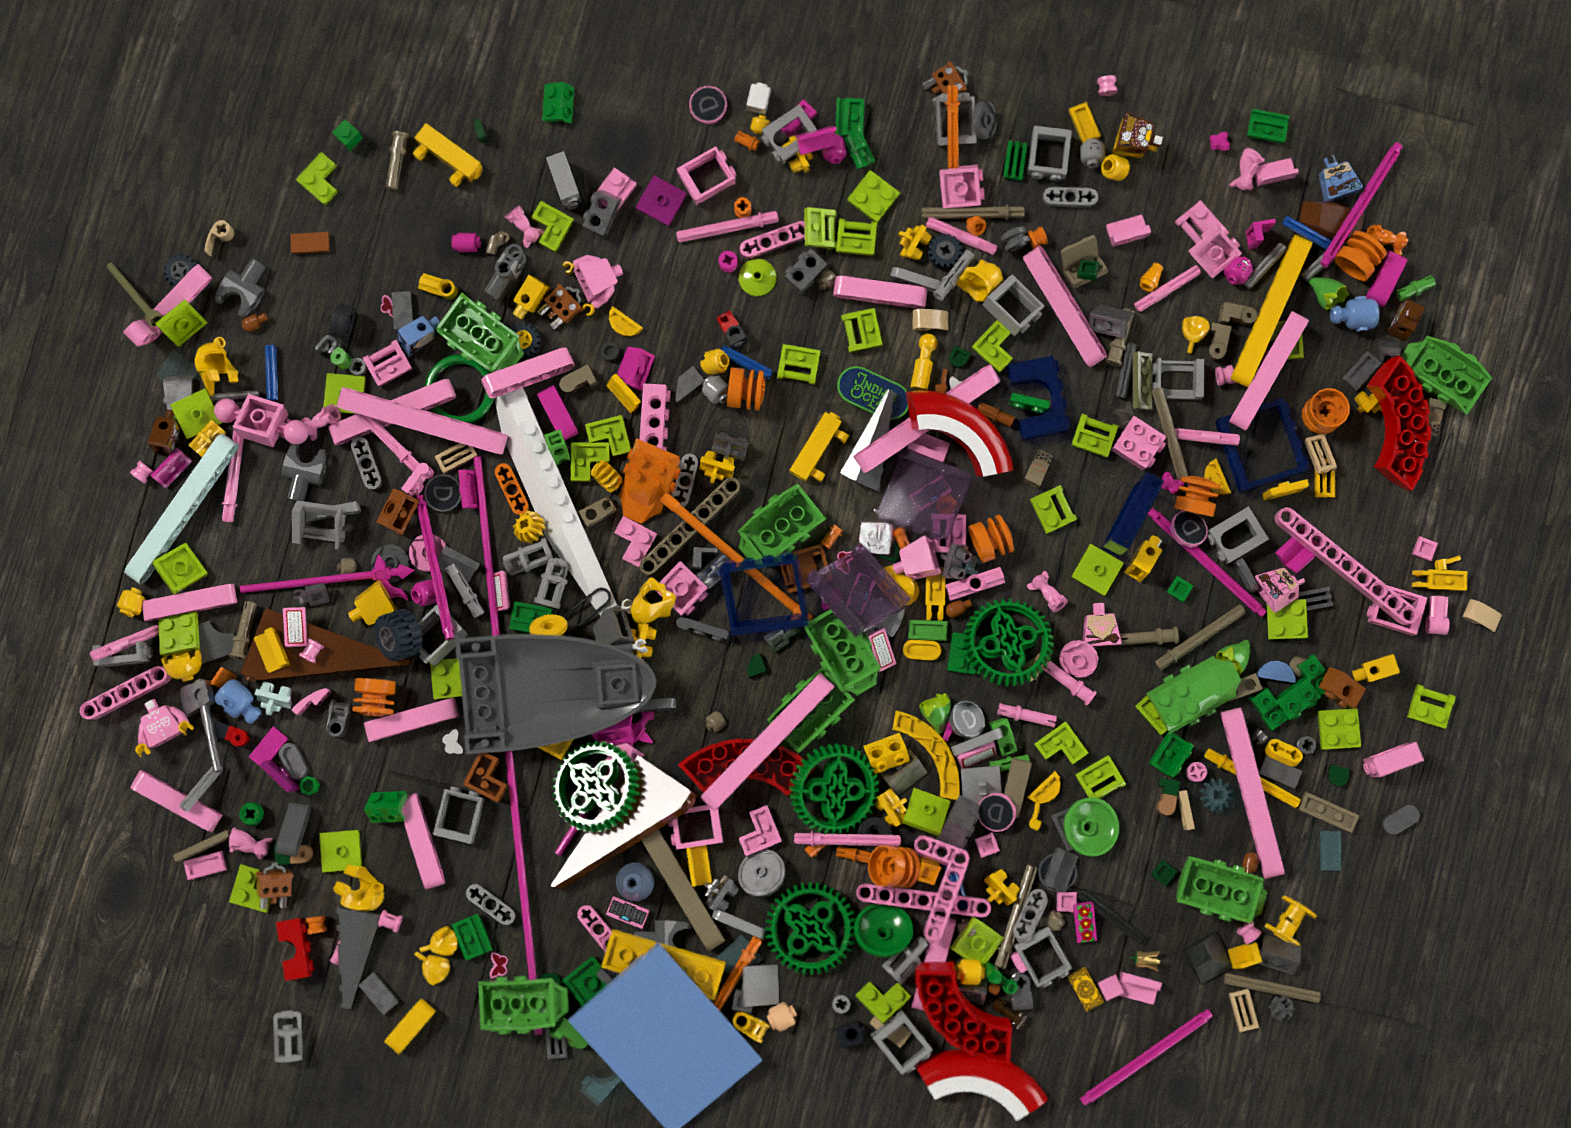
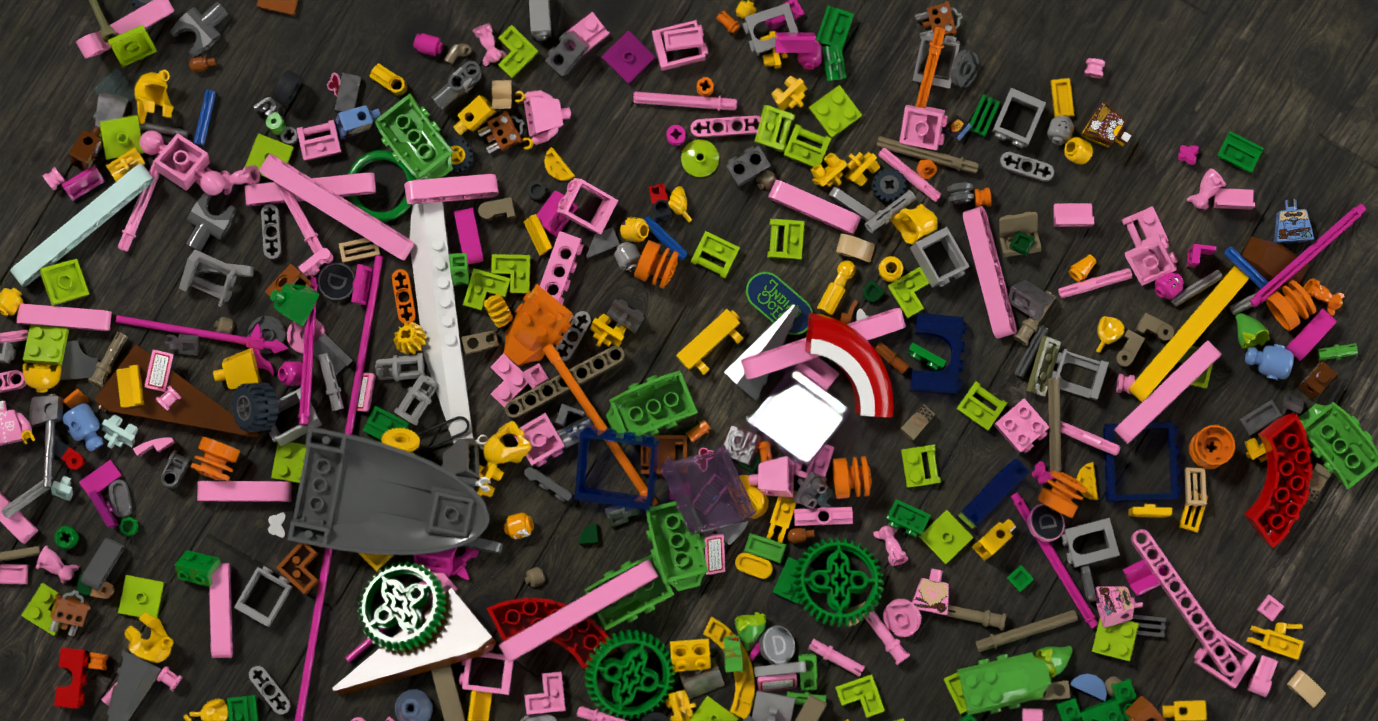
camera: 15 degrees right, 0 degrees up
(234, 768) = (62, 489): none -> light aqua tile
(408, 523) = (295, 302): none -> green torso
(550, 269) = (501, 94): none -> tan panel
(660, 528) = (535, 376): none -> bright pink tile
(680, 352) = (603, 213): none -> bright pink window
(685, 676) = (519, 526): none -> light orange head
(709, 166) = (683, 38): none -> bright pink tile
(749, 324) = (678, 202): none -> yellow piece
(828, 192) = (792, 95): none -> yellow hips
(887, 255) = (831, 173): none -> yellow hips
(927, 740) = (733, 654): none -> bright green leg
(974, 325) = (895, 265): none -> yellow head
(994, 178) = (957, 127): none -> tile
(1056, 562) = (908, 518): none -> green bracket

